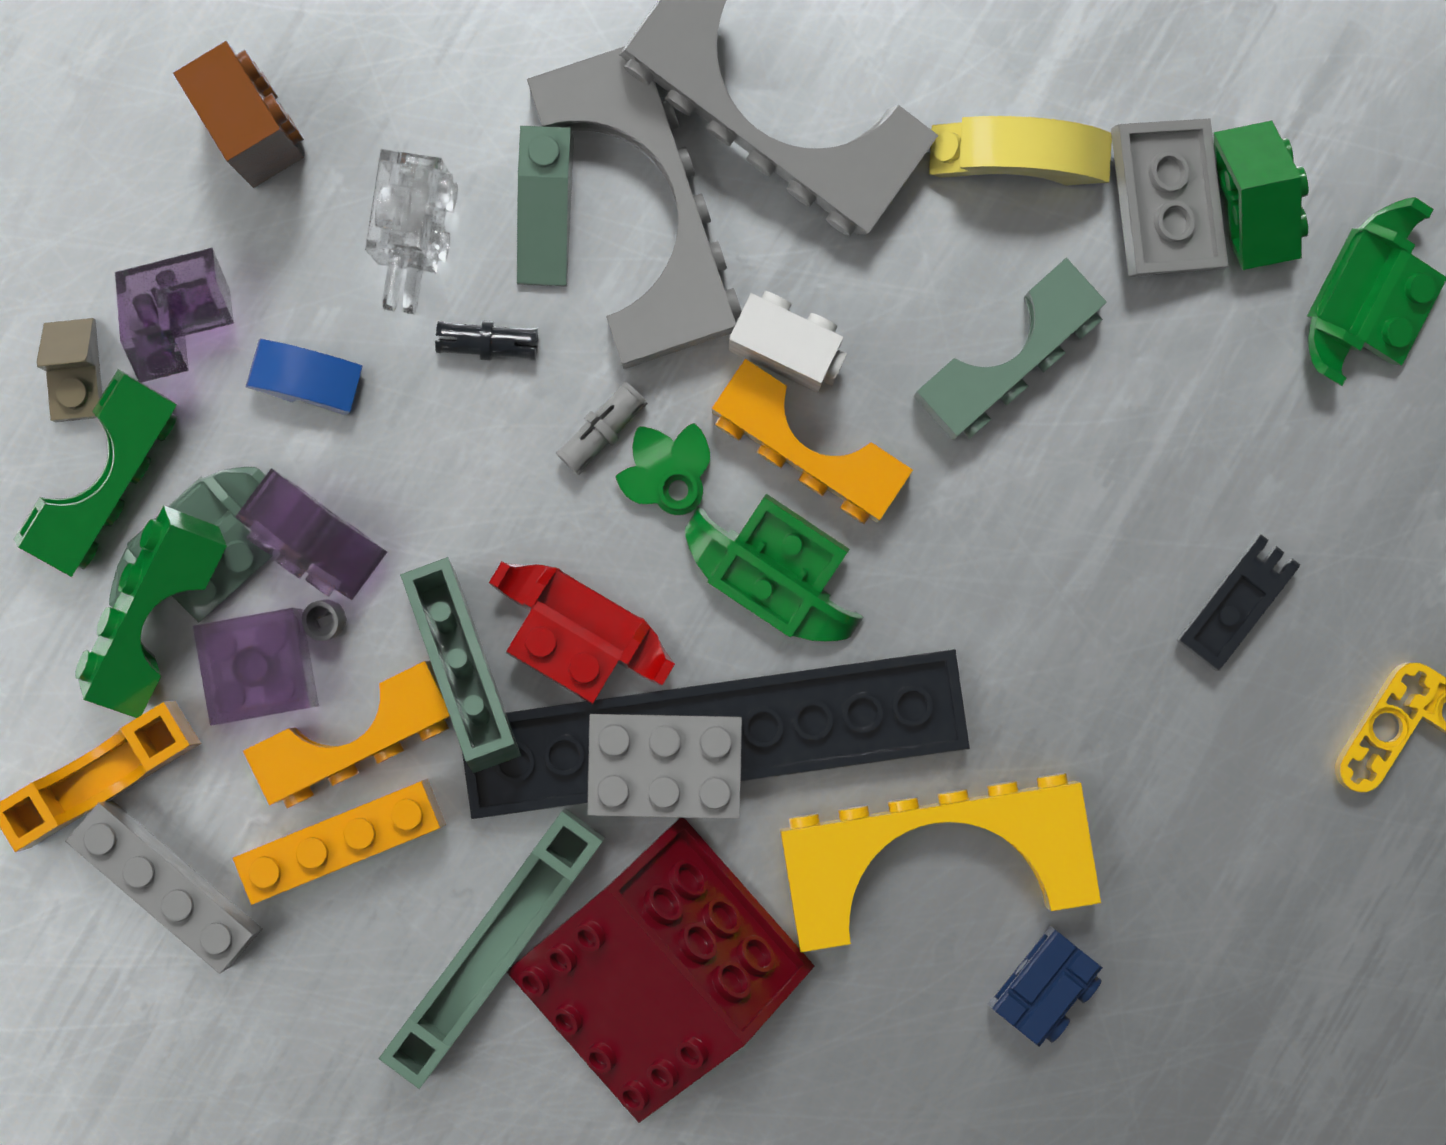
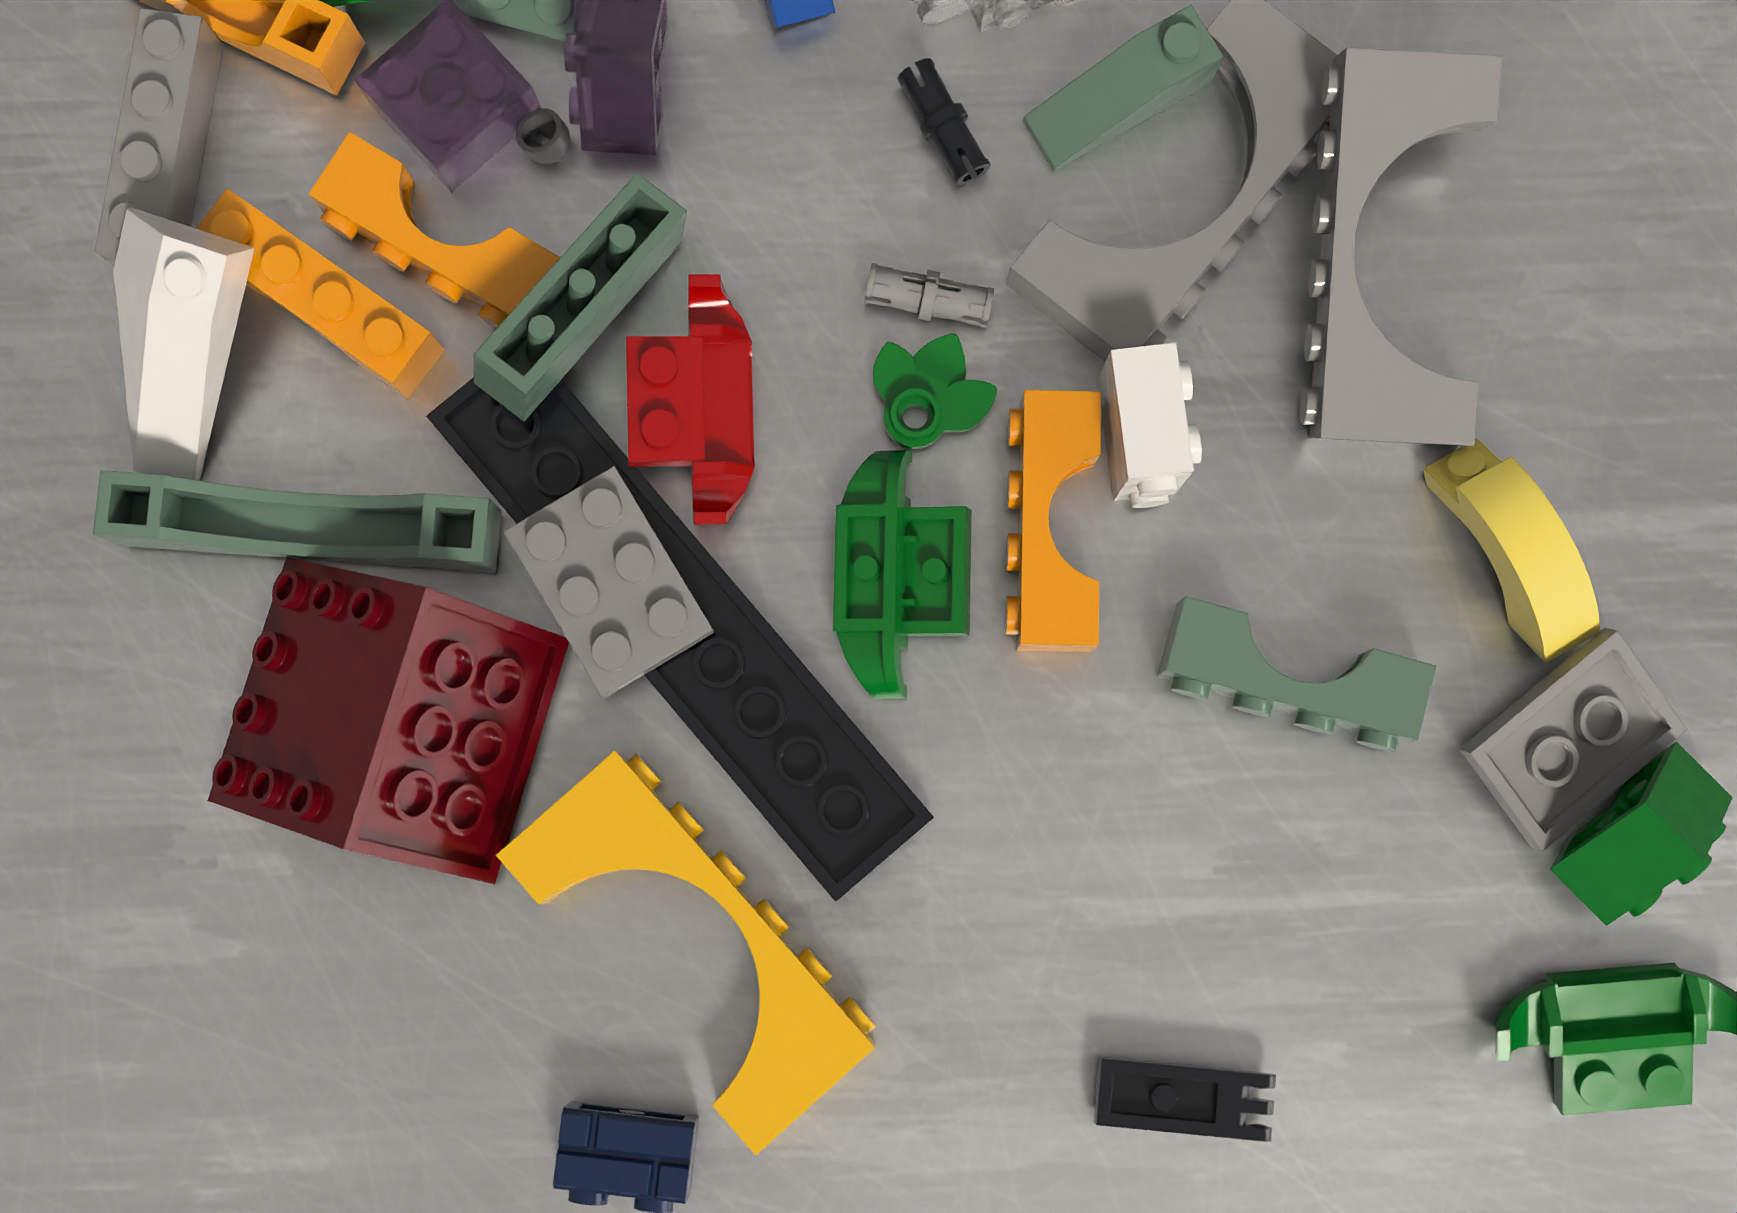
camera: 55 degrees right, 5 degrees down
(308, 951) = (176, 330): none -> white wedge

